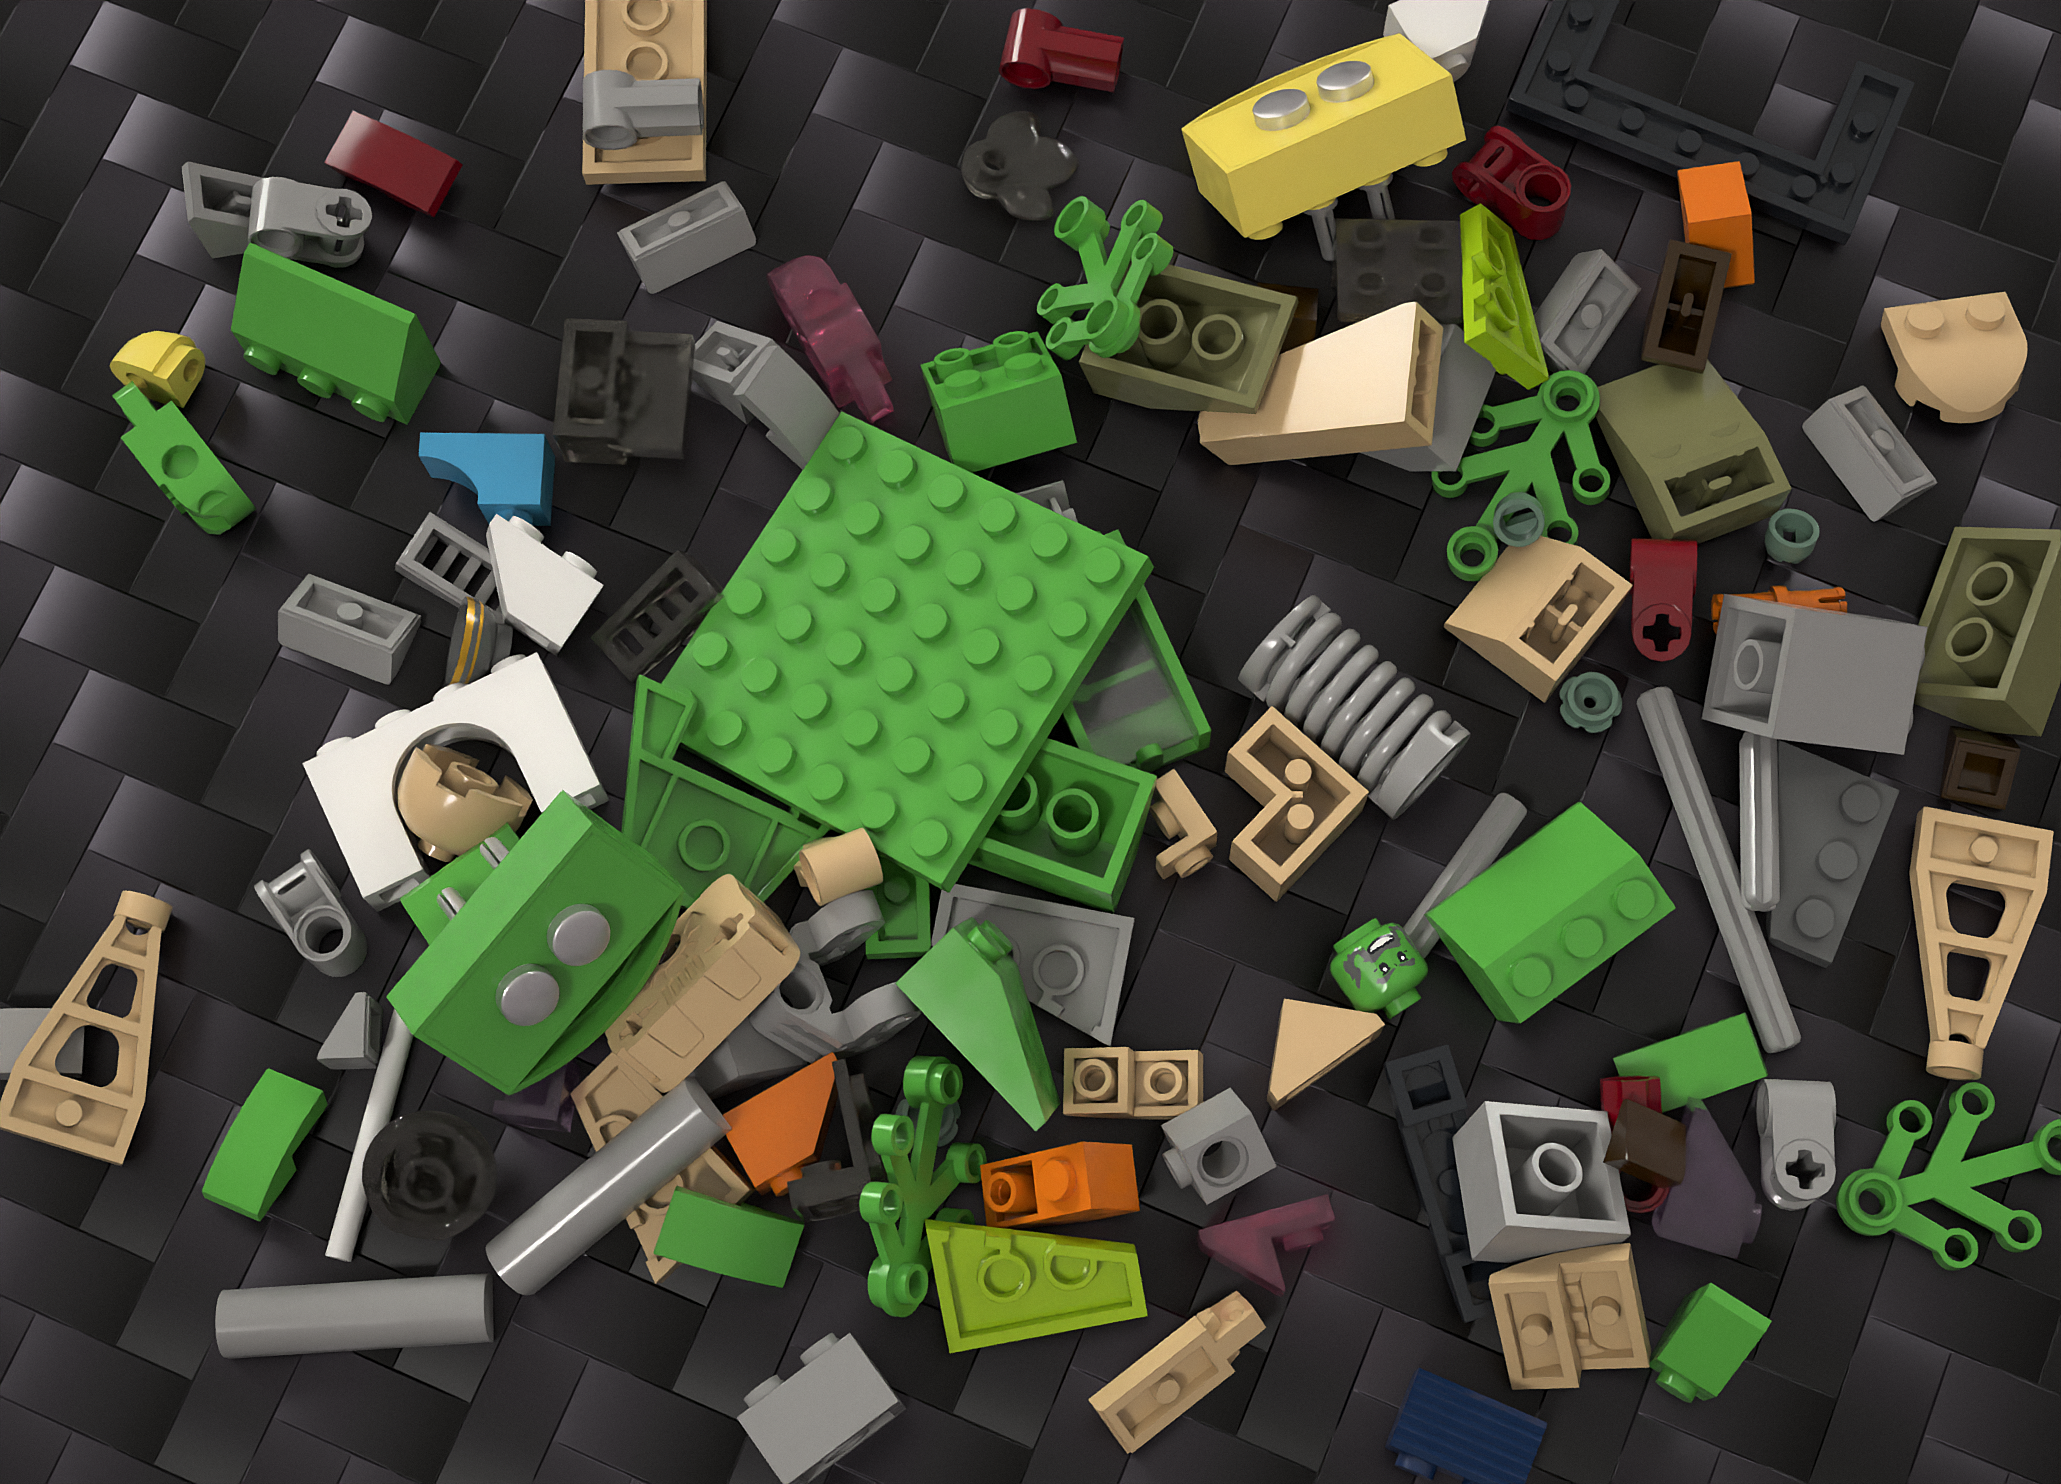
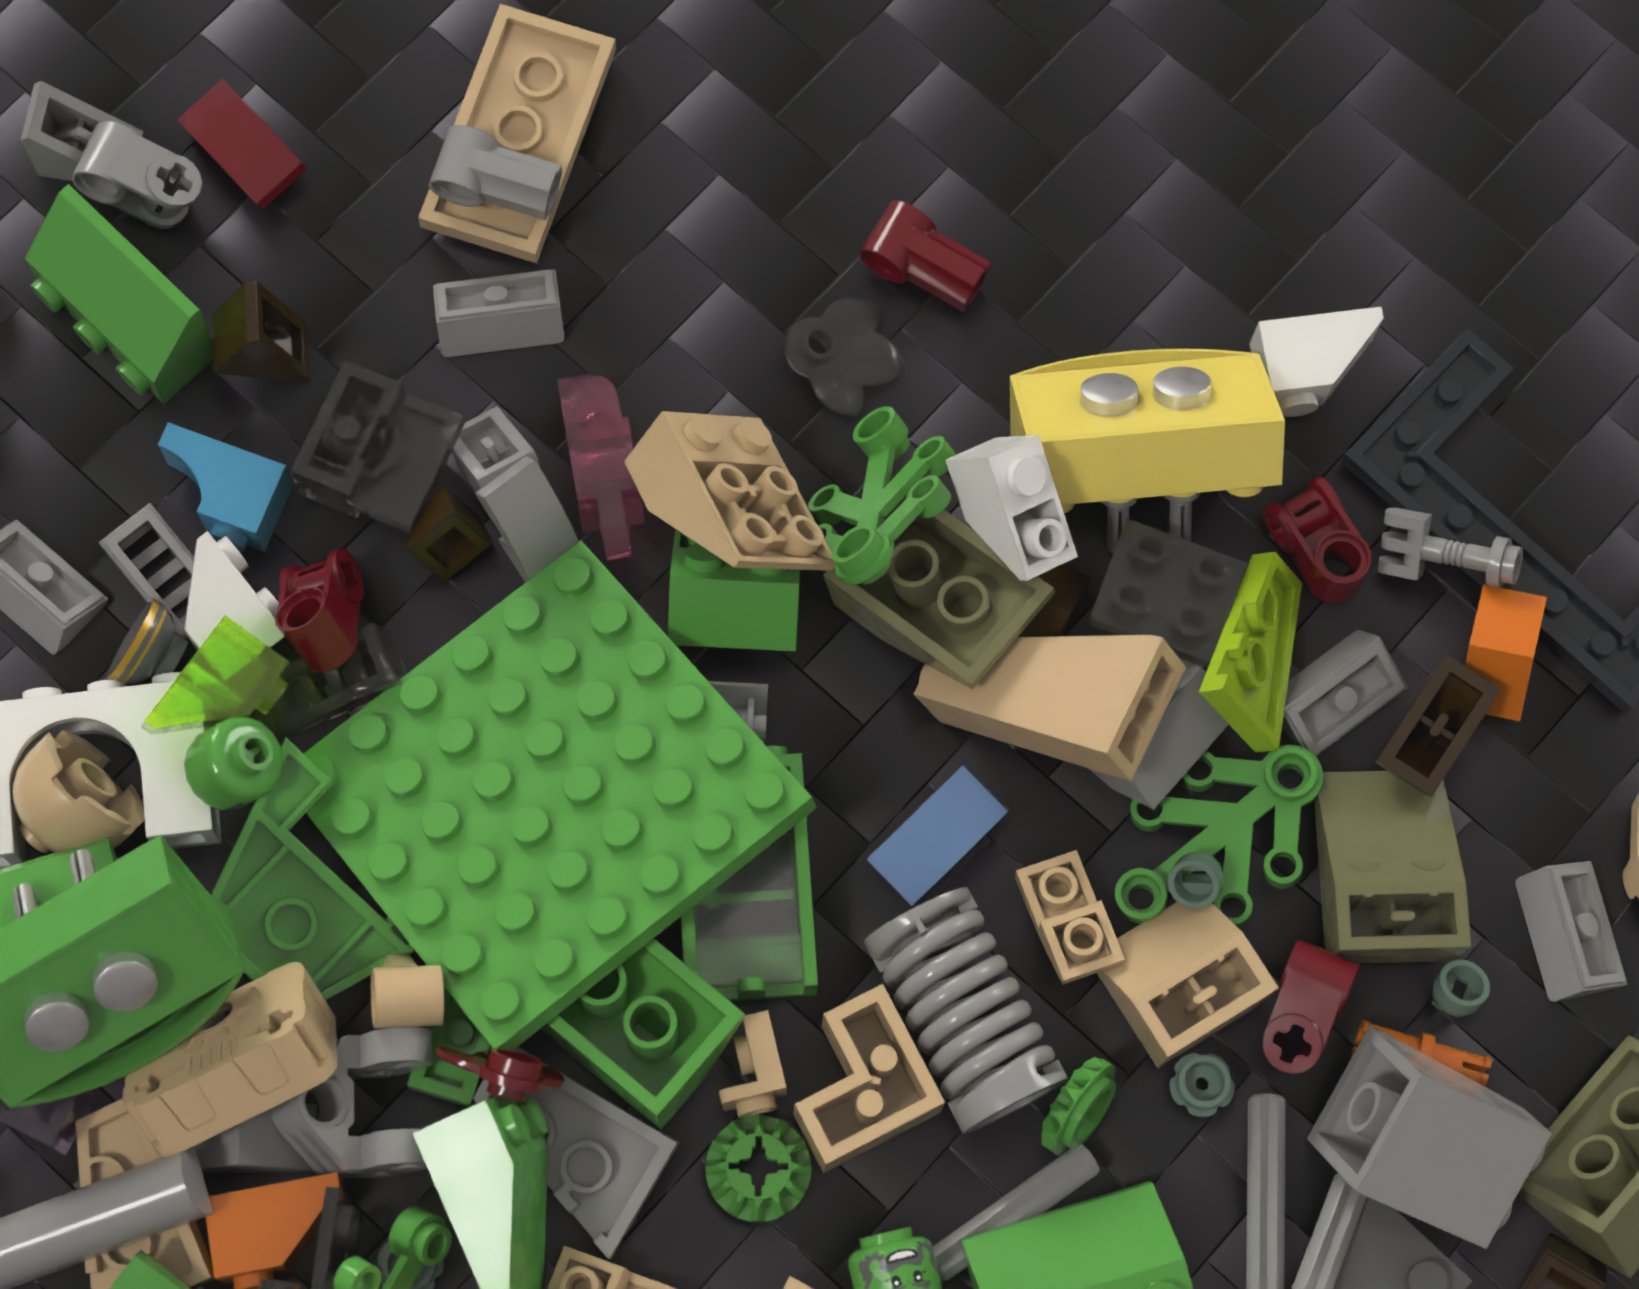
camera: 10 degrees right, 0 degrees up
(474, 328) = (259, 337): none -> dark brown slope
(561, 646) = (221, 681): none -> clear neon green slope
(599, 714) = (233, 763): none -> bright green head
(626, 554) = (321, 609): none -> dark red piece
(716, 449) = (447, 535): none -> dark brown slope
(958, 901) = (508, 1071): none -> dark red plate
(962, 313) = (727, 491): none -> tan slope
(1202, 944) = (735, 1189): none -> bright green gear
(1231, 233) = (1013, 503): none -> white slope
(1267, 562) = (937, 834): none -> medium blue slope
(1413, 595) = (1069, 917): none -> tan slope
(1489, 756) = (1079, 1106): none -> bright green gear
(1686, 144) = (1500, 562): none -> light grey hinge

